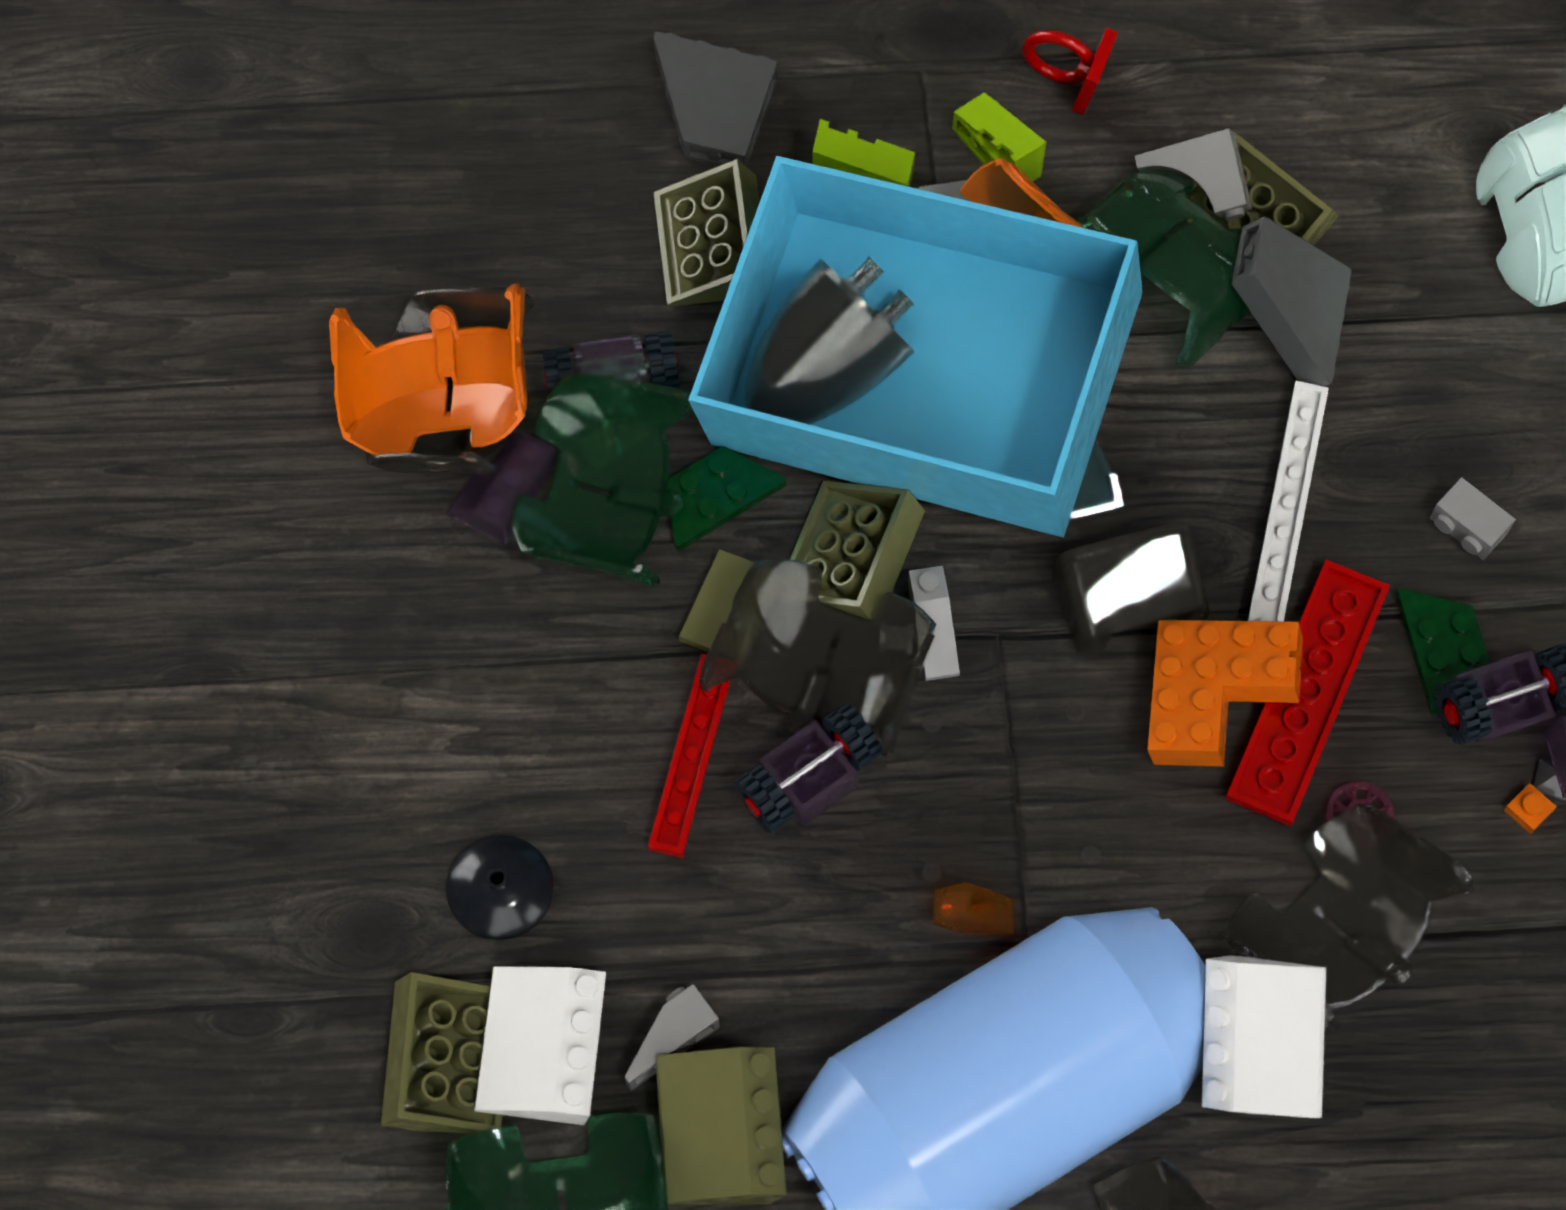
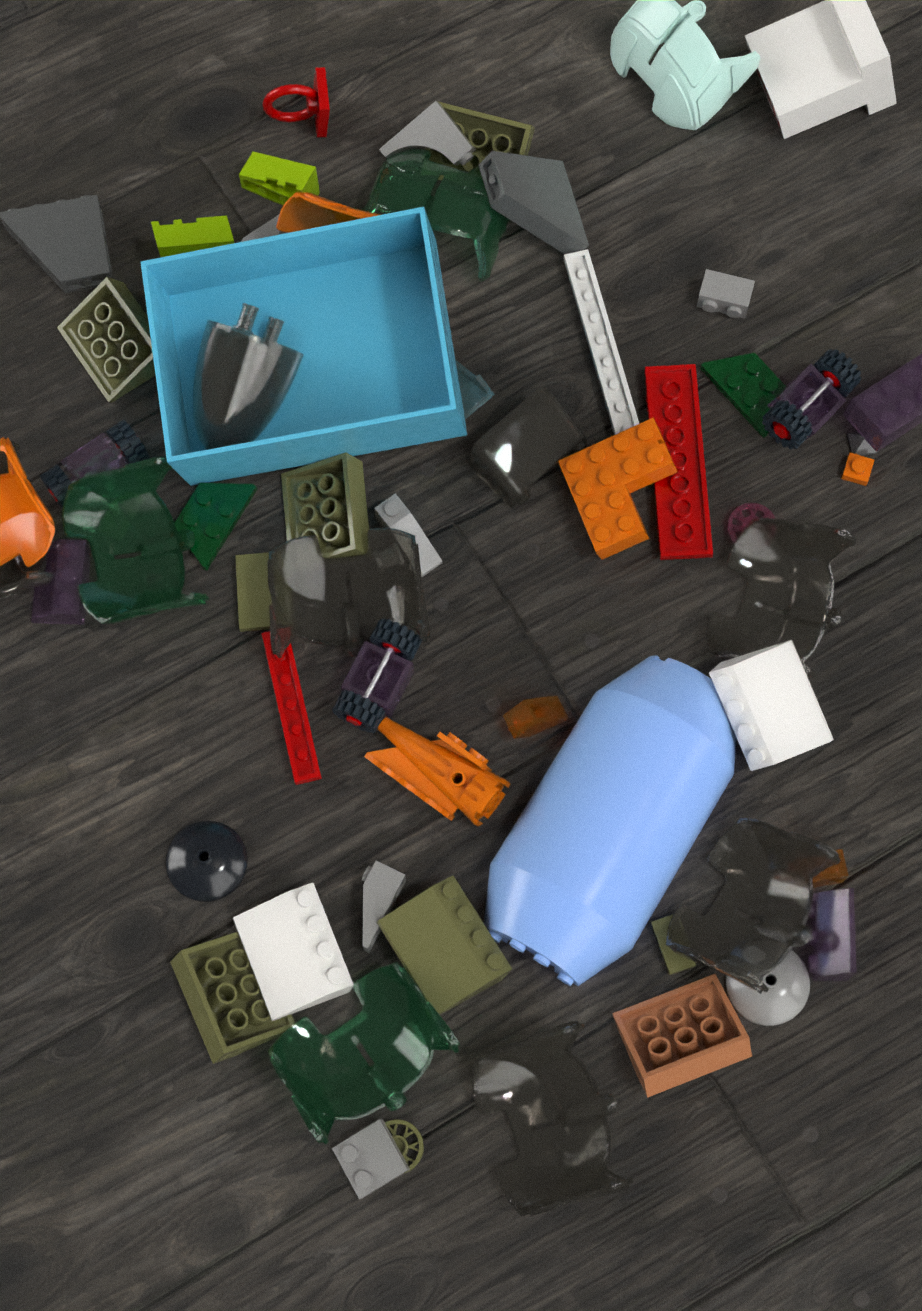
camera: 25 degrees left, 5 degrees up
(825, 920) = (435, 769): none -> orange piece

